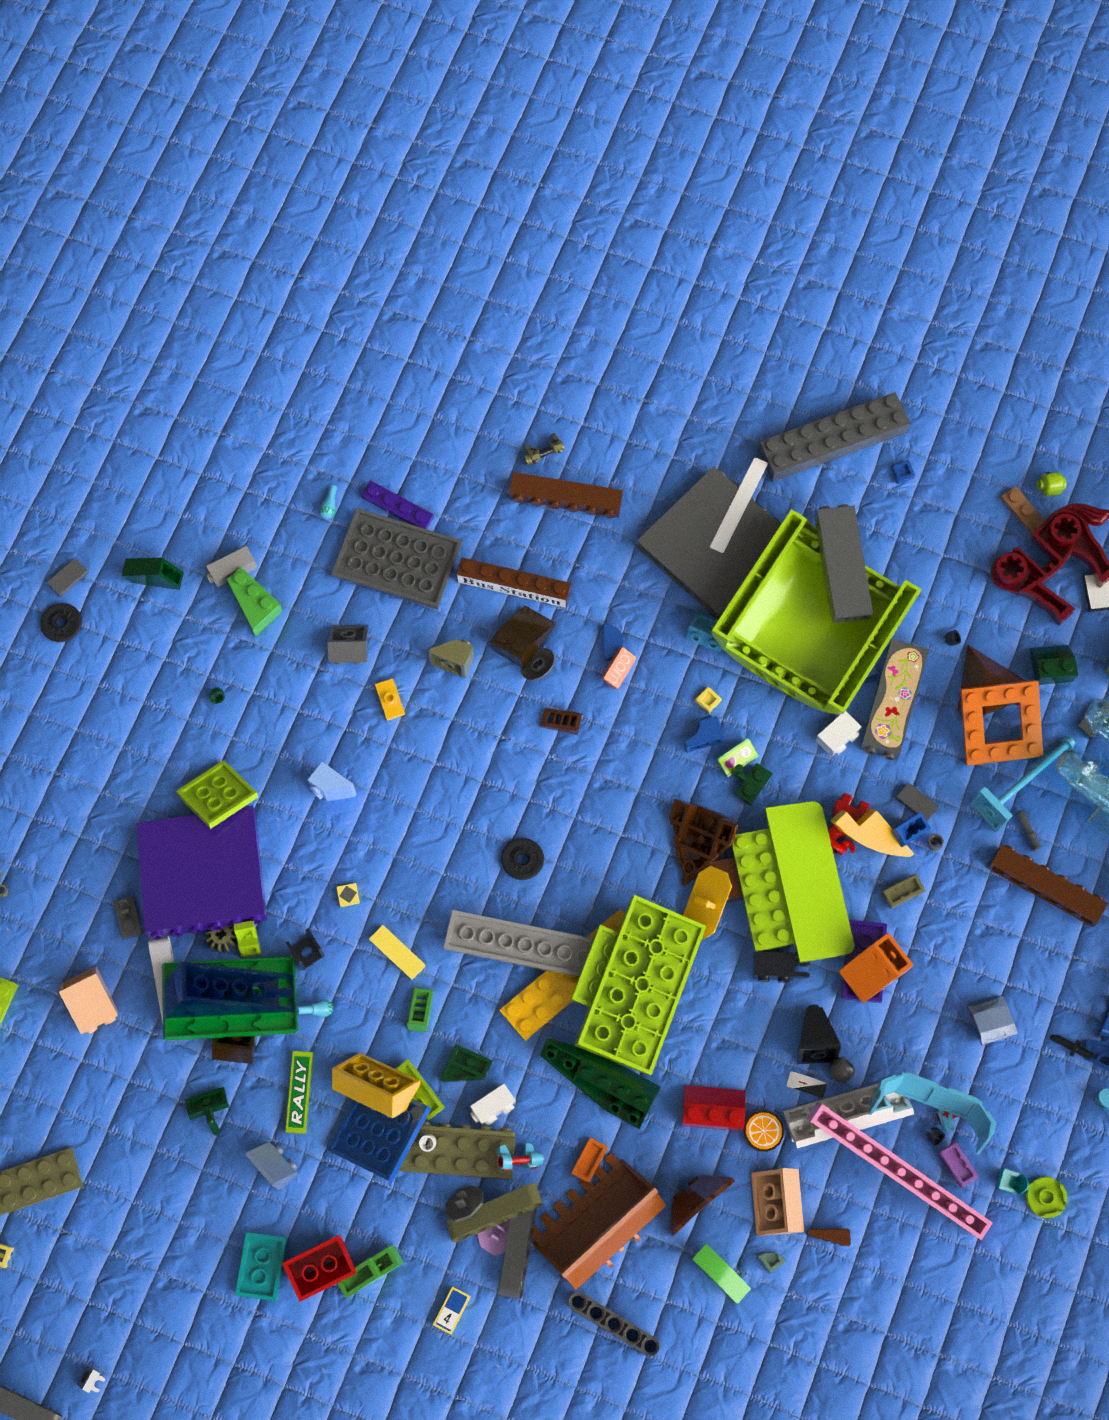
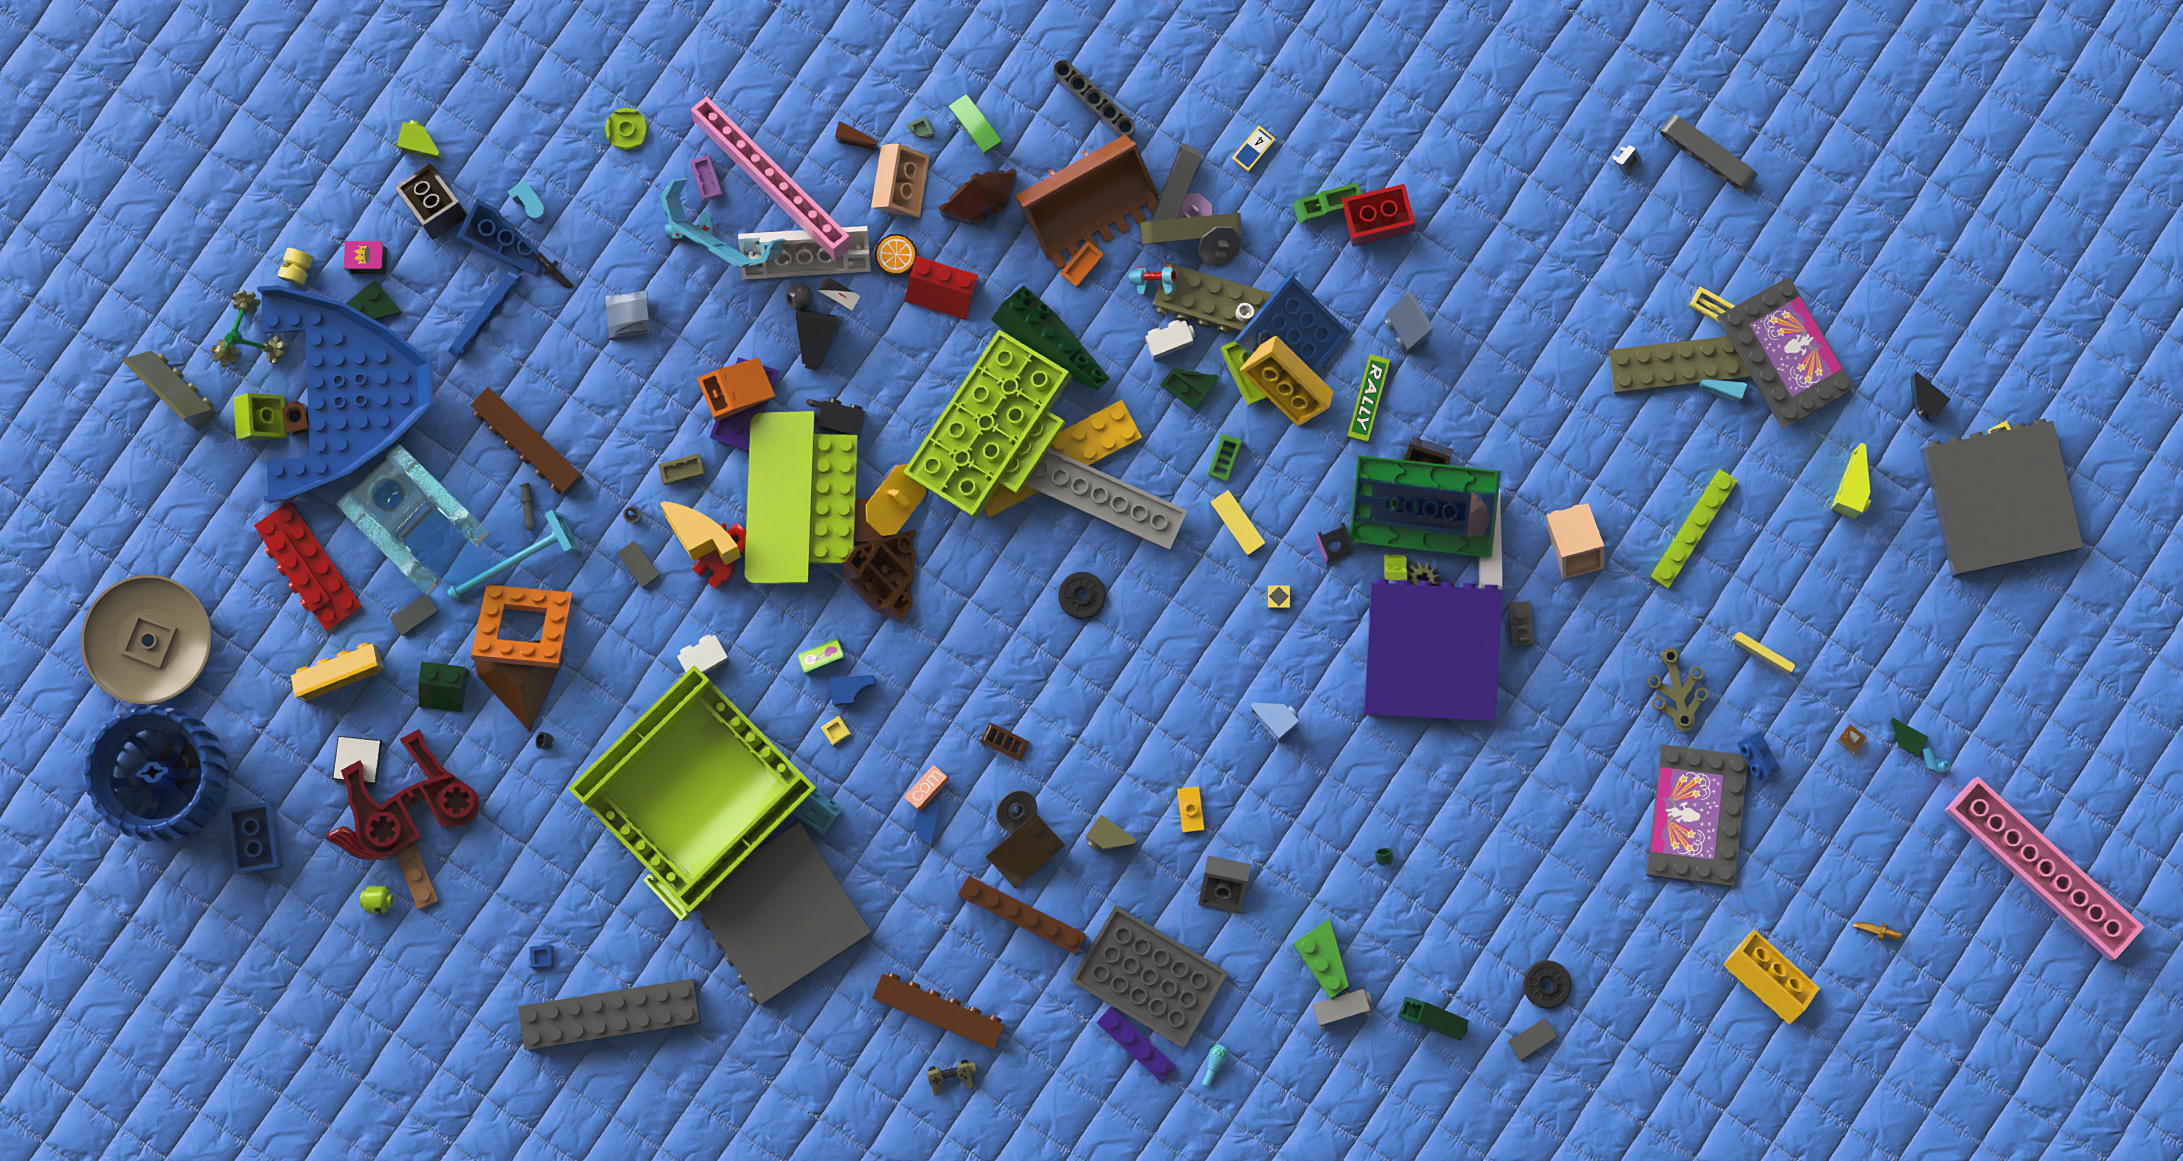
camera: 165 degrees left, 10 degrees up
(206, 1104) = (1467, 404): dark green plate -> none
(217, 794) = (1401, 734): lime plate -> none
(261, 1266) = (1437, 231): teal plate -> none
(321, 1008) = (1329, 478): medium azure piece -> none
(738, 505) = (743, 949): white sticker -> none
(752, 783) = (812, 624): dark green plate -> none
(843, 563) = (646, 842): dark grey brick -> none
(894, 699) = (631, 681): brick -> none
(910, 829) = (657, 528): blue arch -> none
(935, 1136) = (721, 211): black hinge -> none
(1012, 1181) = (657, 149): teal plate -> none

